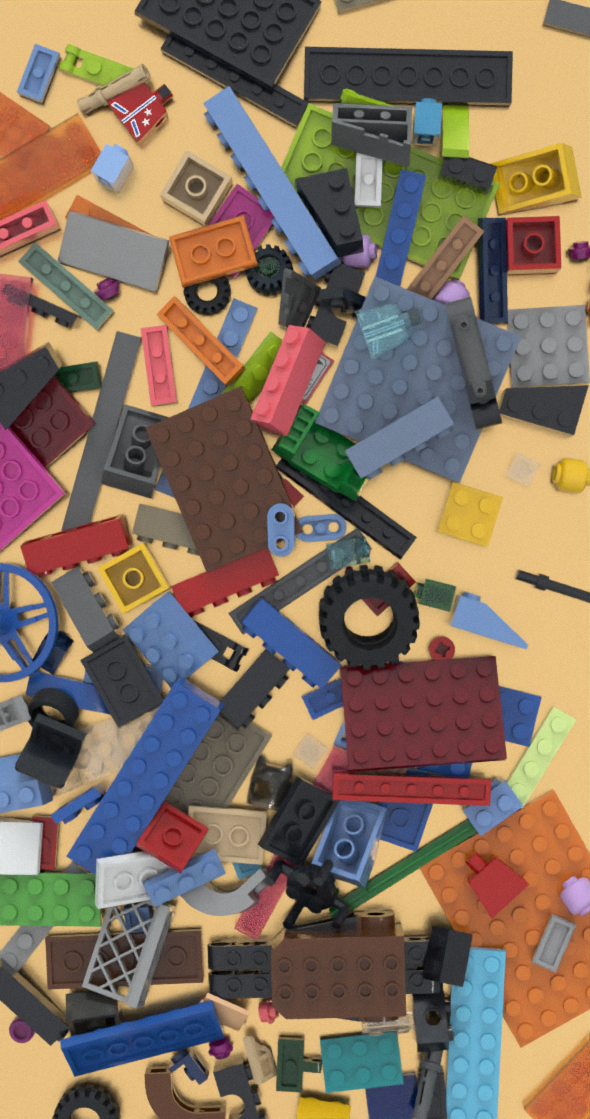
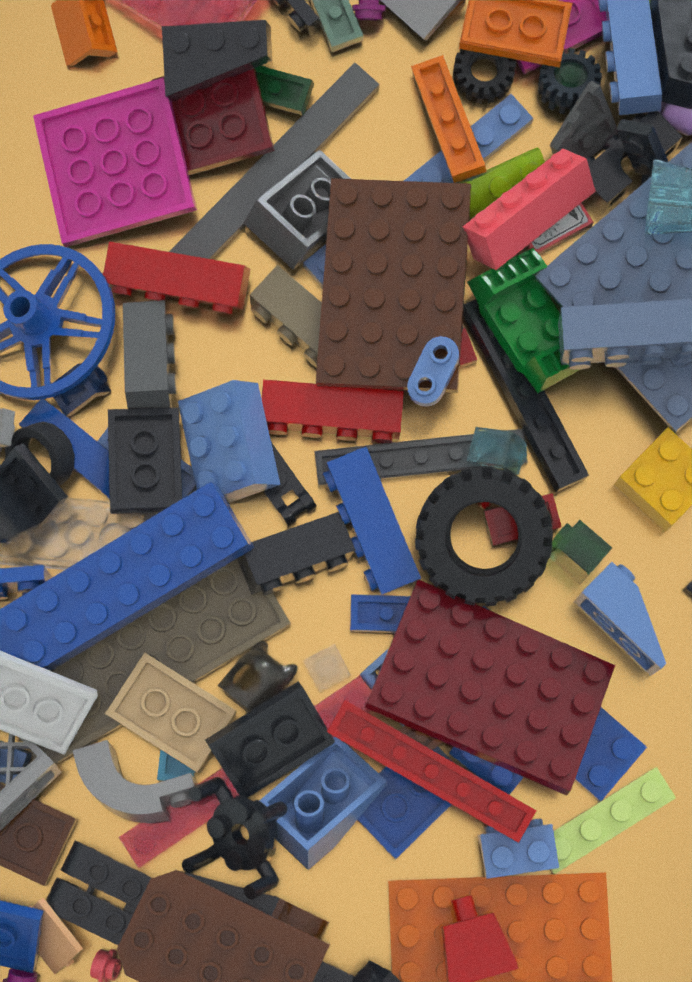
camera: 25 degrees right, 10 degrees down
(133, 578) = (223, 347): yellow brick -> none
(158, 365) = (383, 125): coral plate -> none
(172, 837) = (104, 675): red plate -> none
(173, 884) = (92, 735): medium blue plate -> none
(320, 528) = (478, 405): medium blue plate -> none
(408, 866) = (377, 873): green piece -> none
(440, 645) = (550, 626): red wheel -> none

